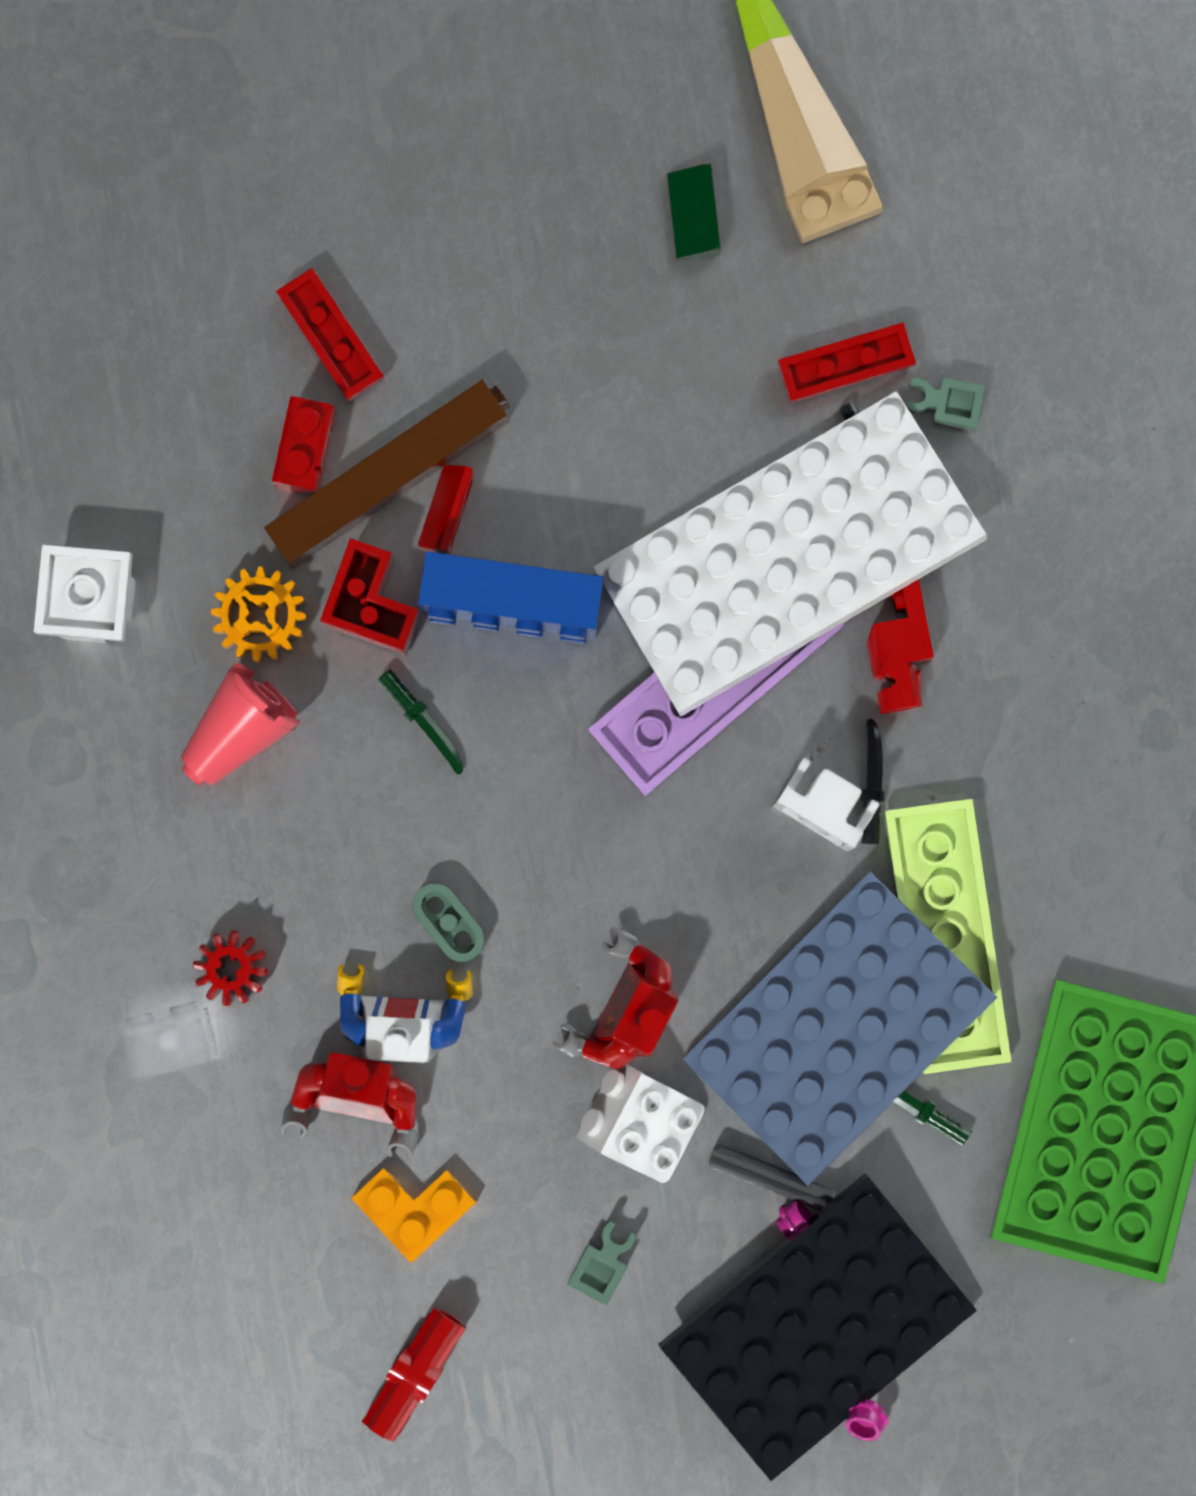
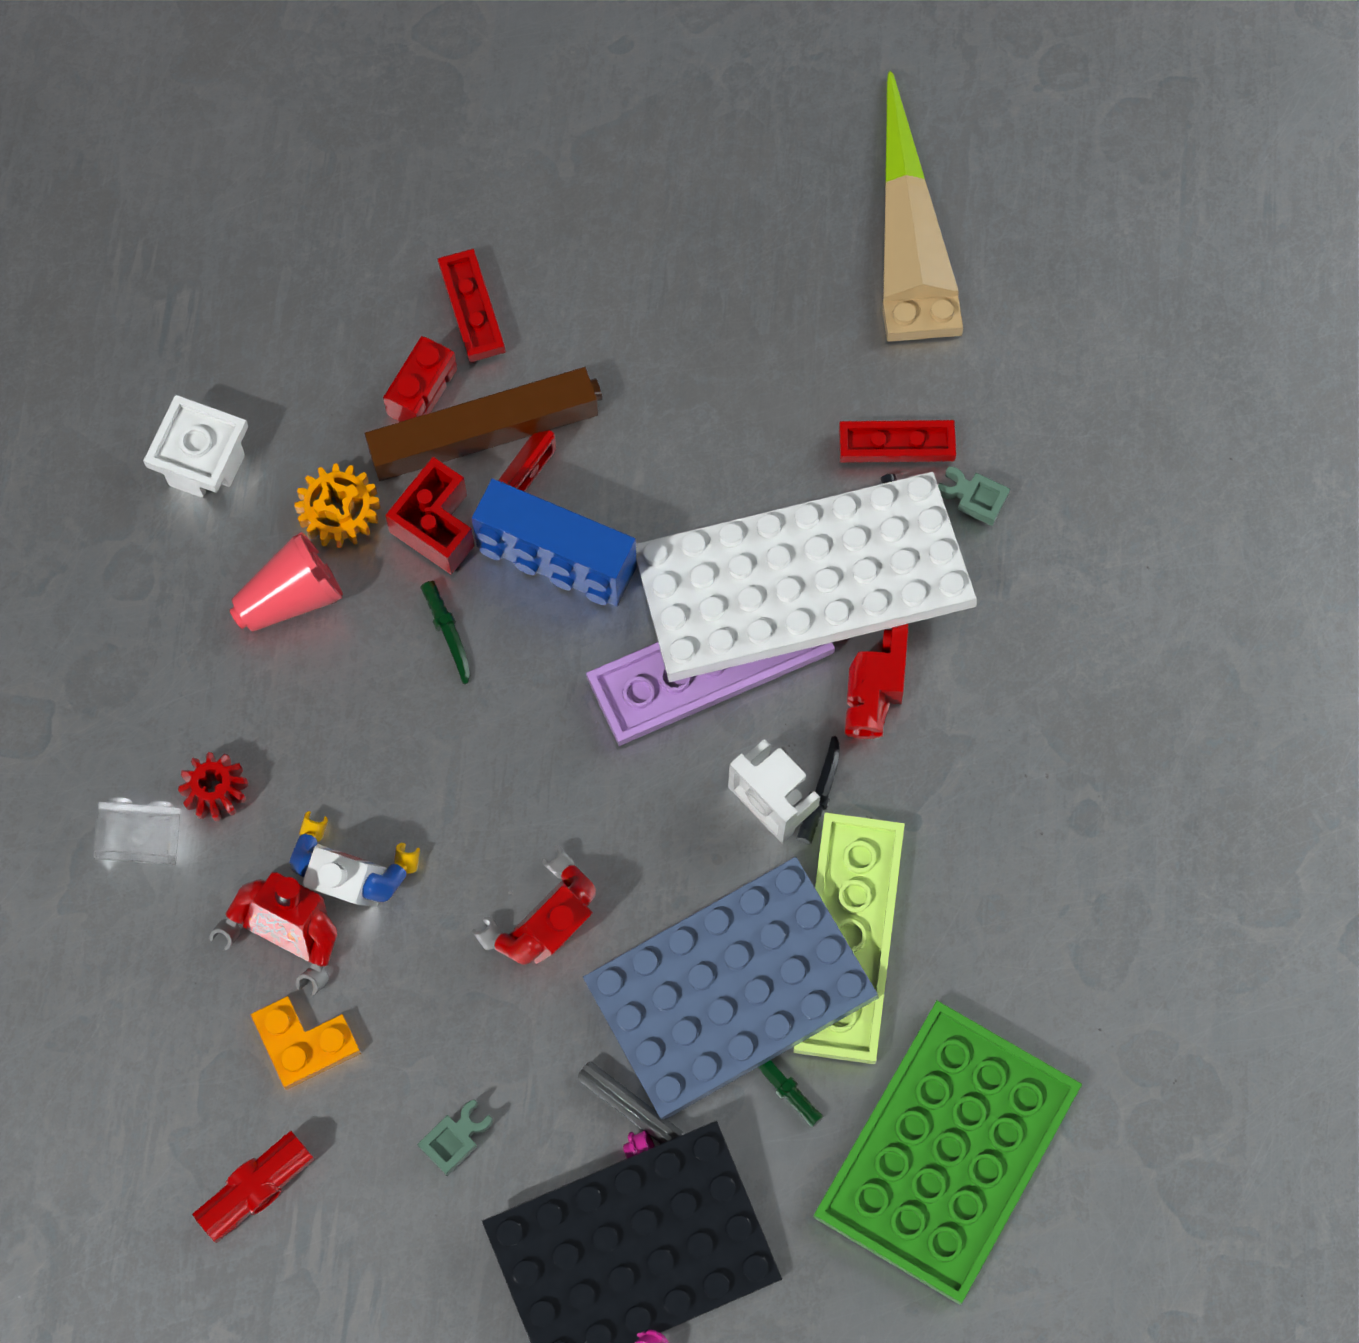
camera: 15 degrees right, 15 degrees down
(449, 922) = (414, 804): sand green plate -> none
(640, 1122) = (529, 1021): white bracket -> none
(694, 212) = (803, 292): dark green slope -> none

